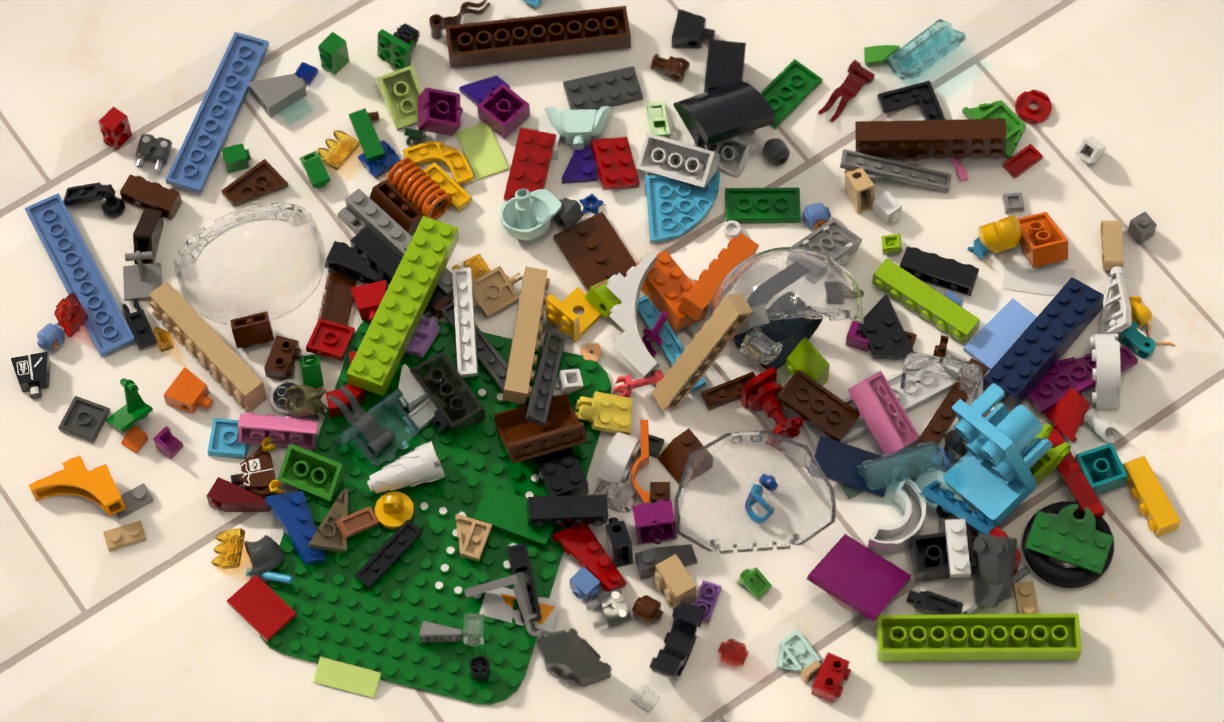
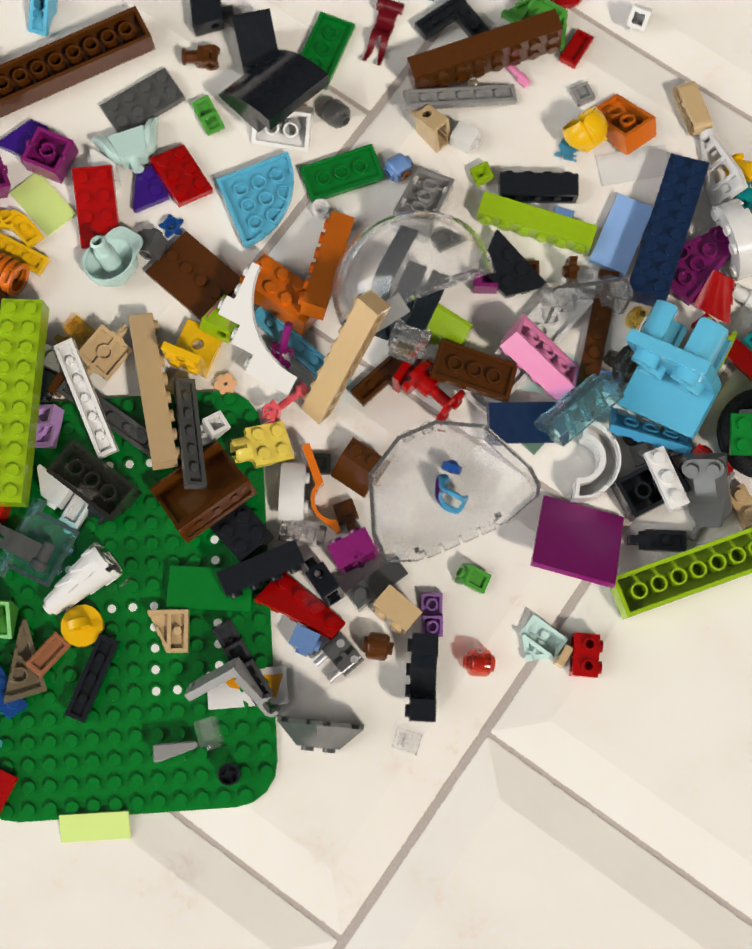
camera: 20 degrees left, 15 degrees up
(678, 160) = (243, 153): white slope -> none
(1142, 227) = (715, 81): flat silver brick -> none

